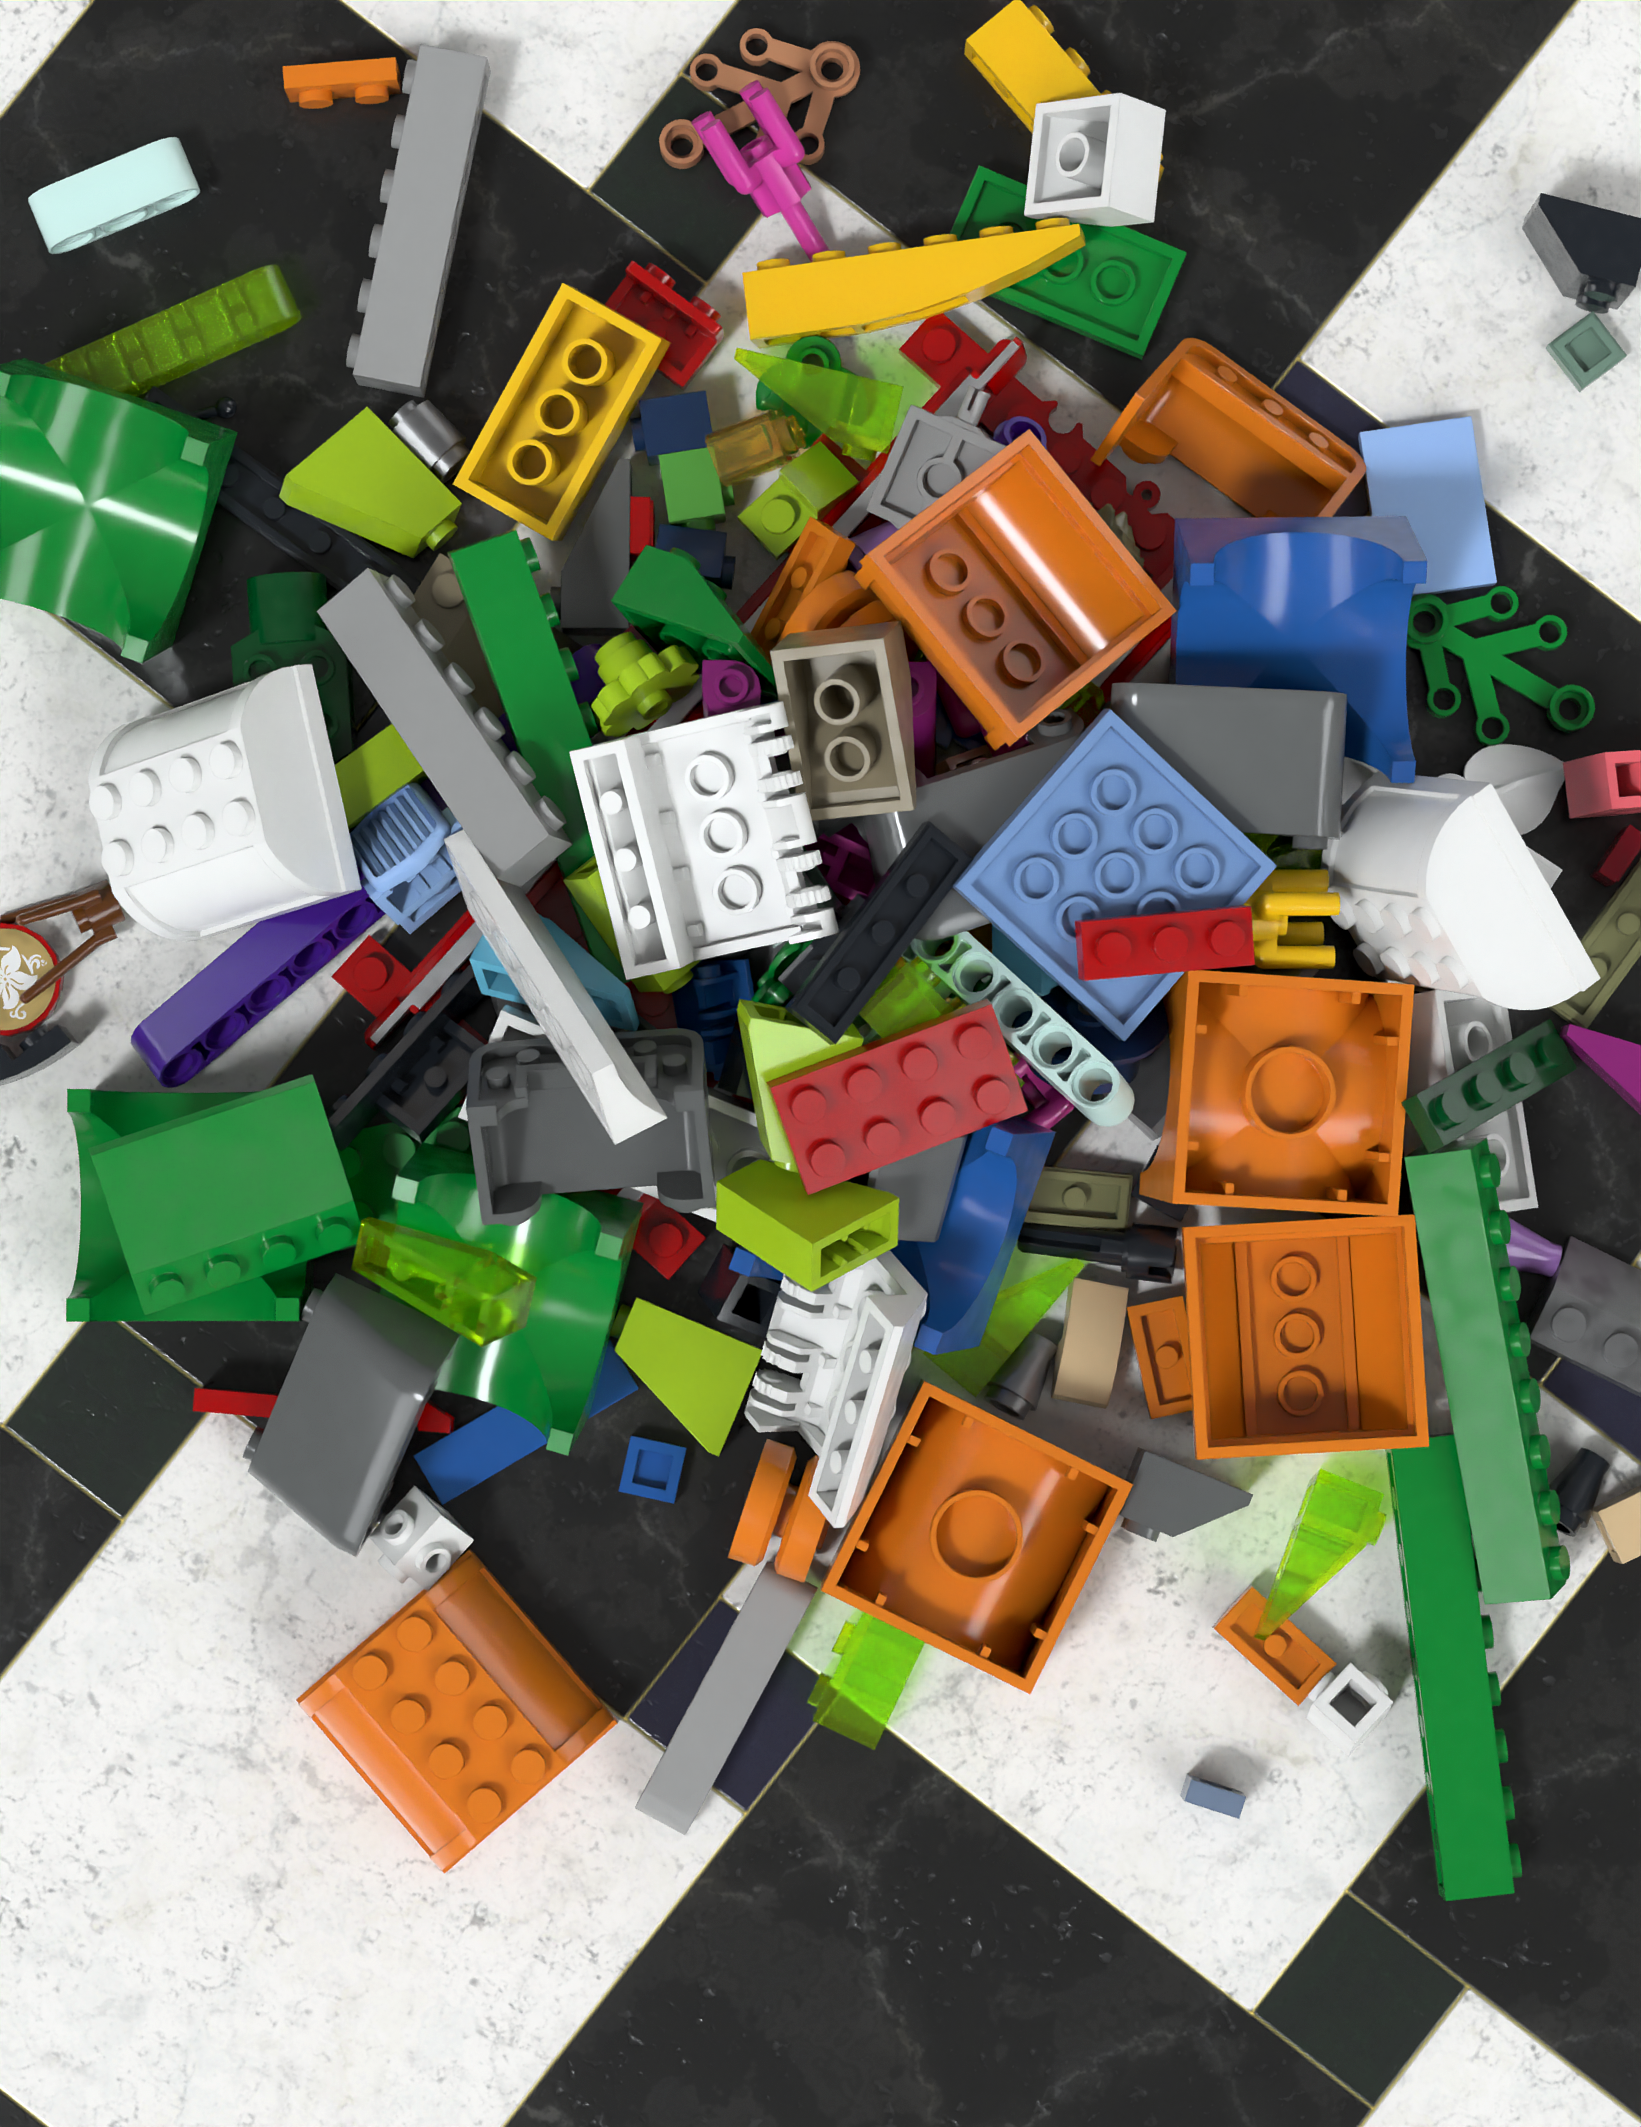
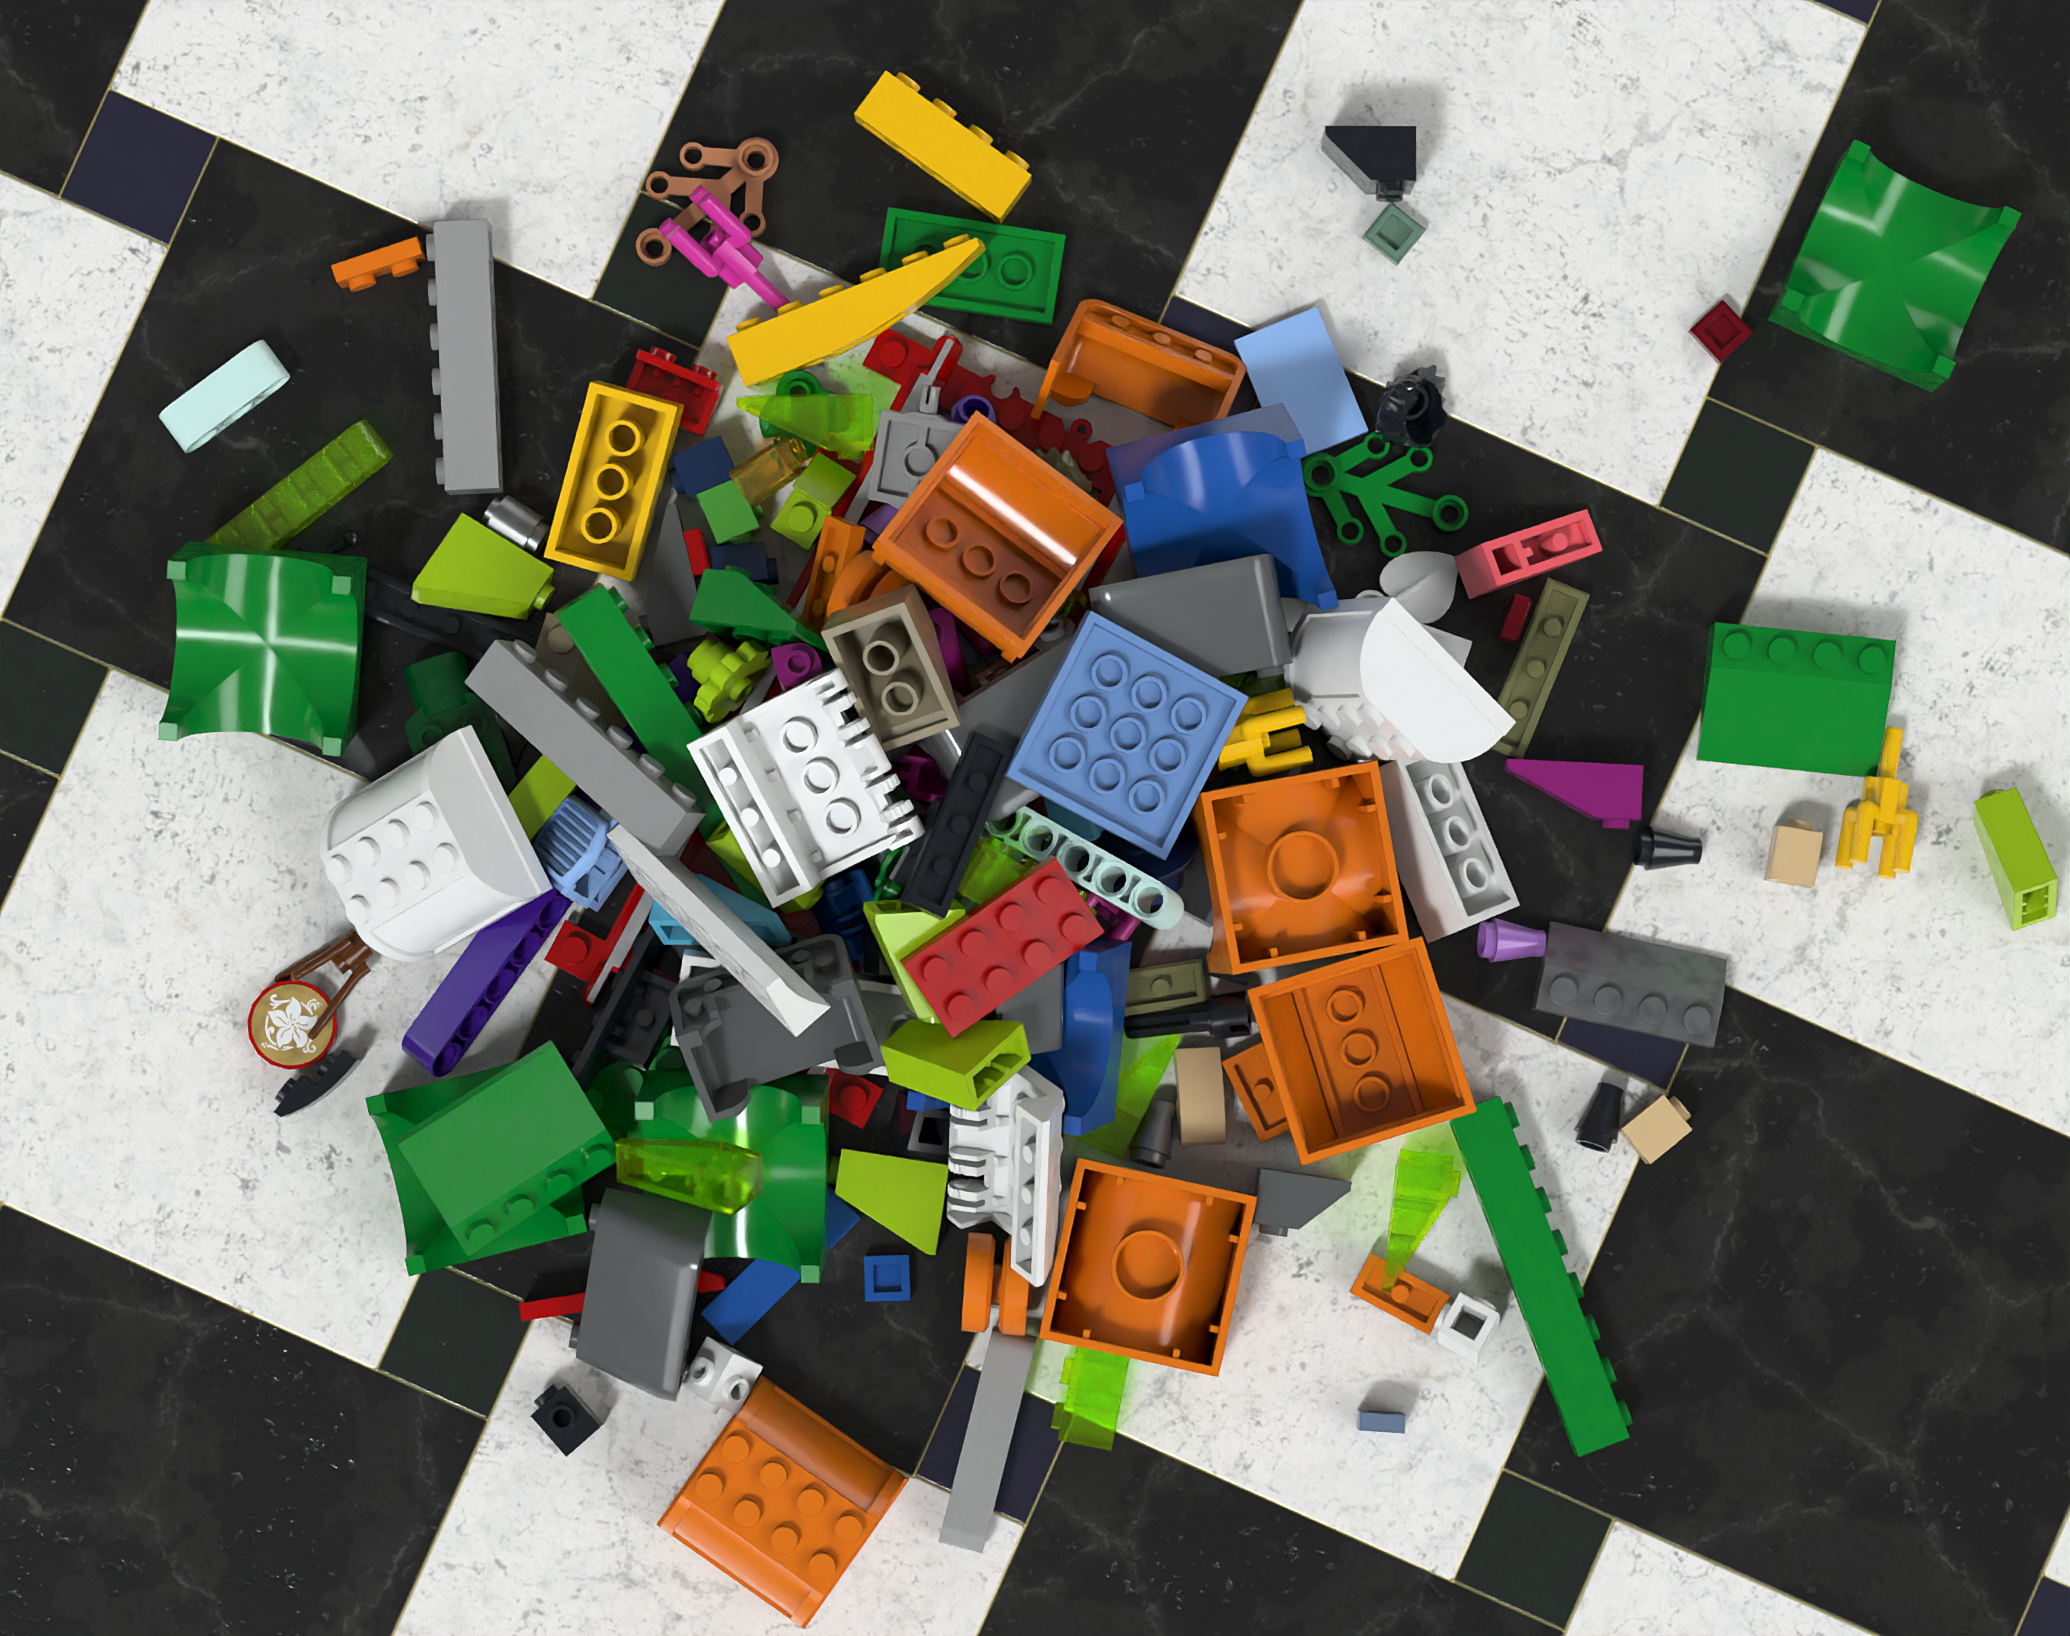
camera: 10 degrees left, 0 degrees up
(217, 1542) = (565, 1418): none -> black brick
(1095, 160) = (977, 184): white slope -> none
(1164, 942) = (1177, 777): red plate -> none
(1487, 1371) = (1508, 1042): brick -> none
(1489, 1086) = (1456, 822): dark green plate -> none
(1557, 568) = (1412, 408): none -> black hair

